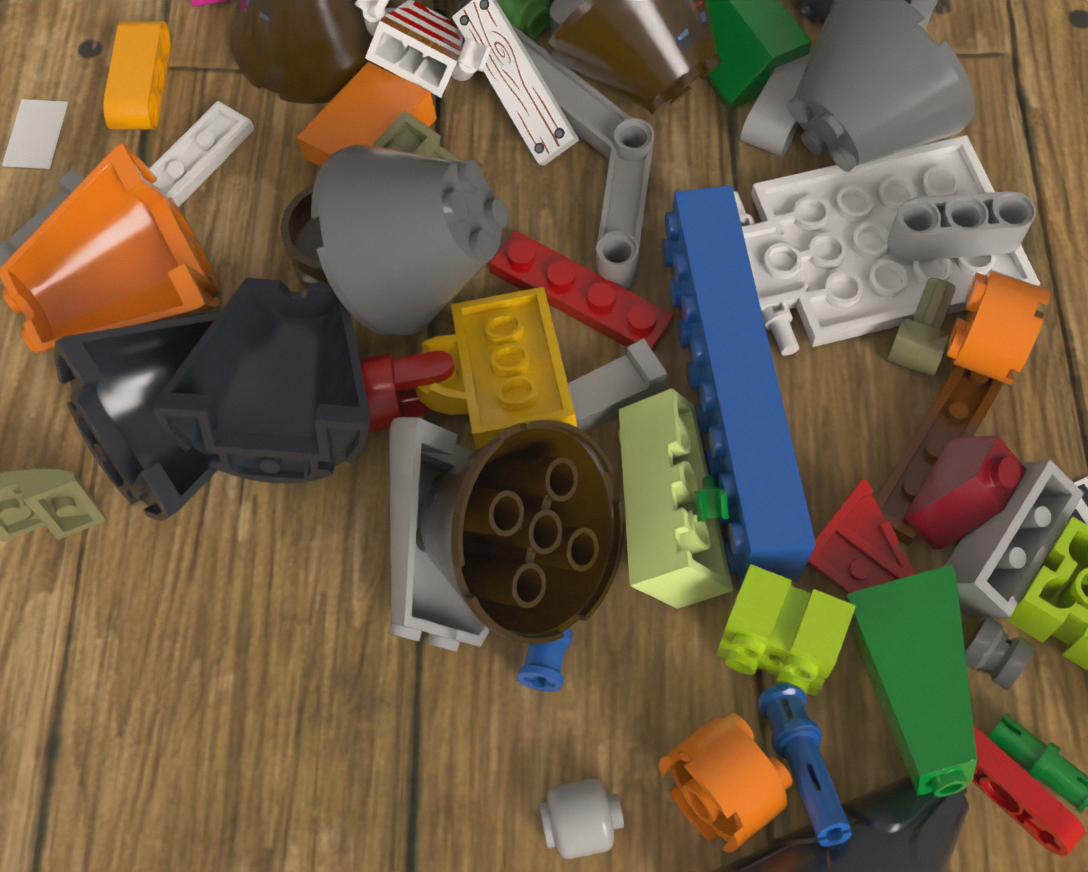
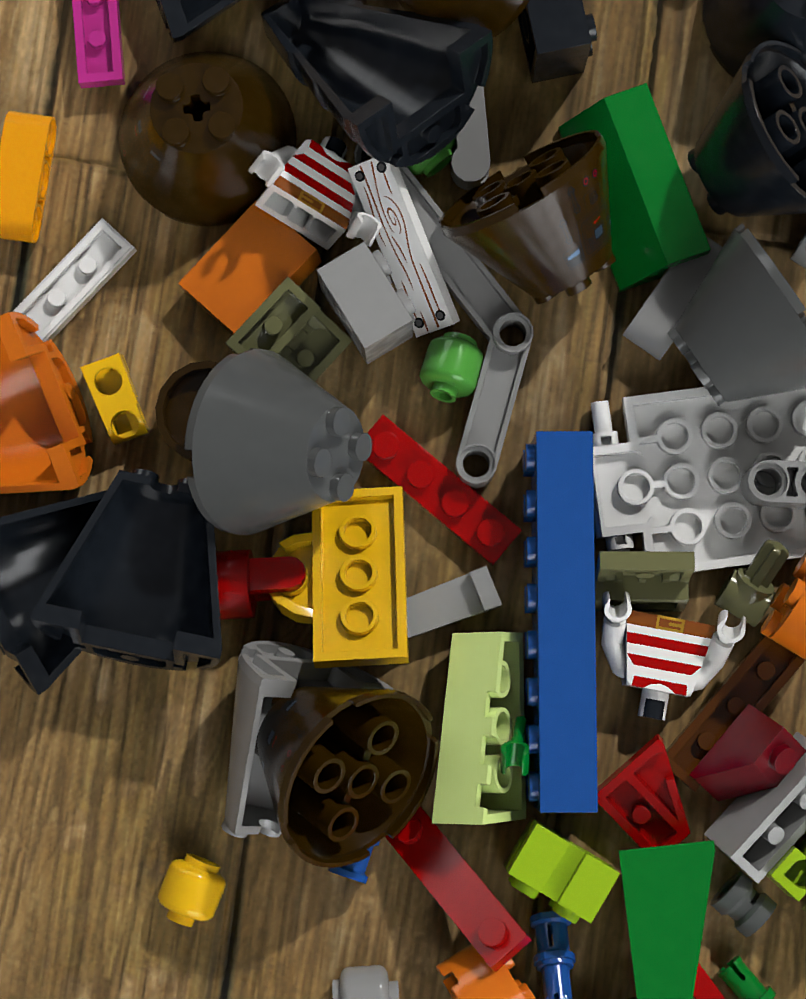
camera: 10 degrees right, 20 degrees up
(239, 240) = (115, 398): none -> yellow leg
(360, 721) = (191, 889): none -> yellow head
(485, 123) = (366, 302): none -> light grey brick
(577, 174) = (451, 366): none -> bright green head
(672, 666) = (459, 890): none -> red plate
(814, 332) = (651, 578): none -> olive slope
(847, 406) = (664, 652): none -> torso

